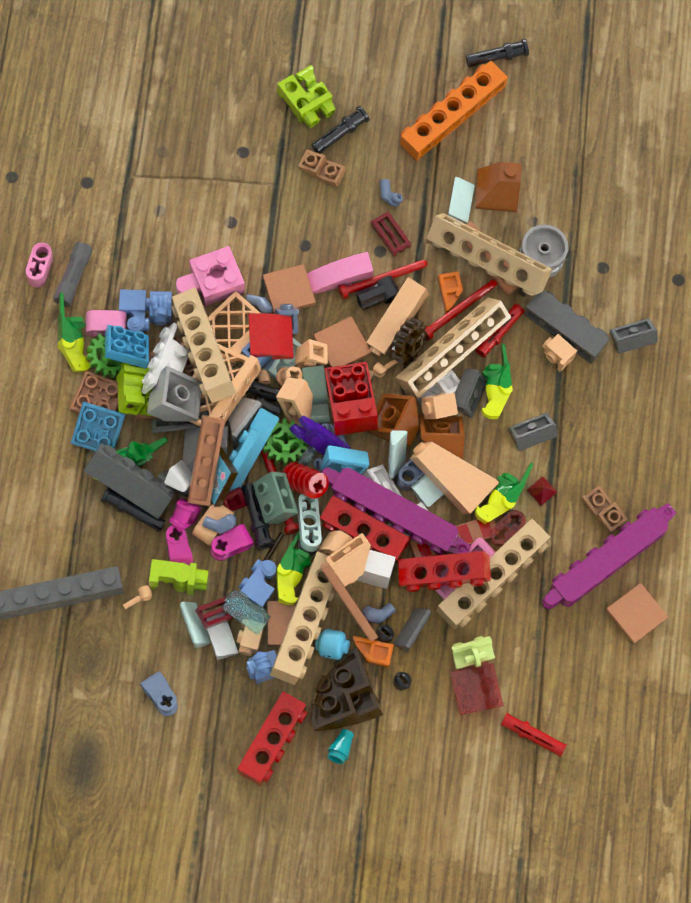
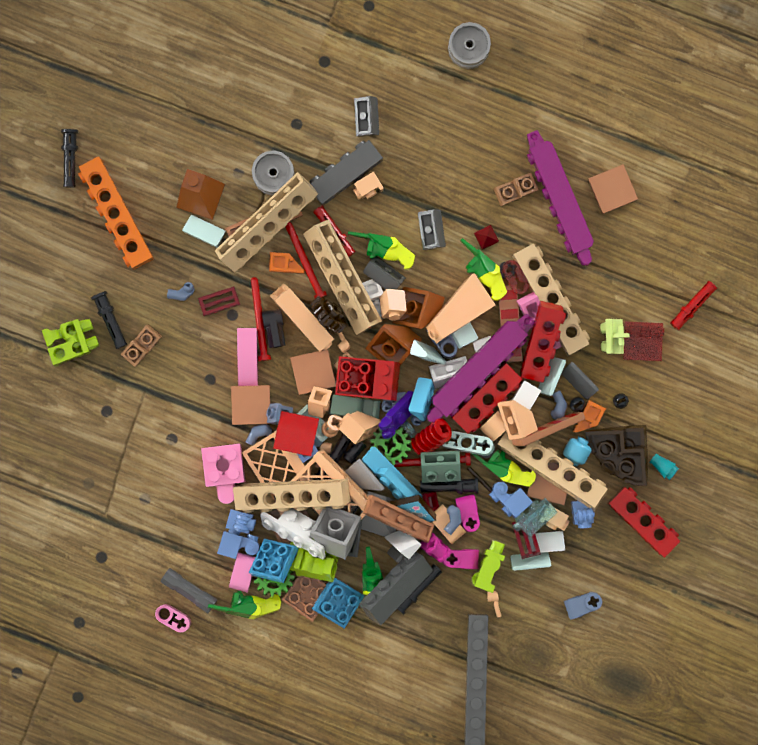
camera: 70 degrees left, 15 degrees up
(410, 599) = (550, 382): none -> light aqua slope

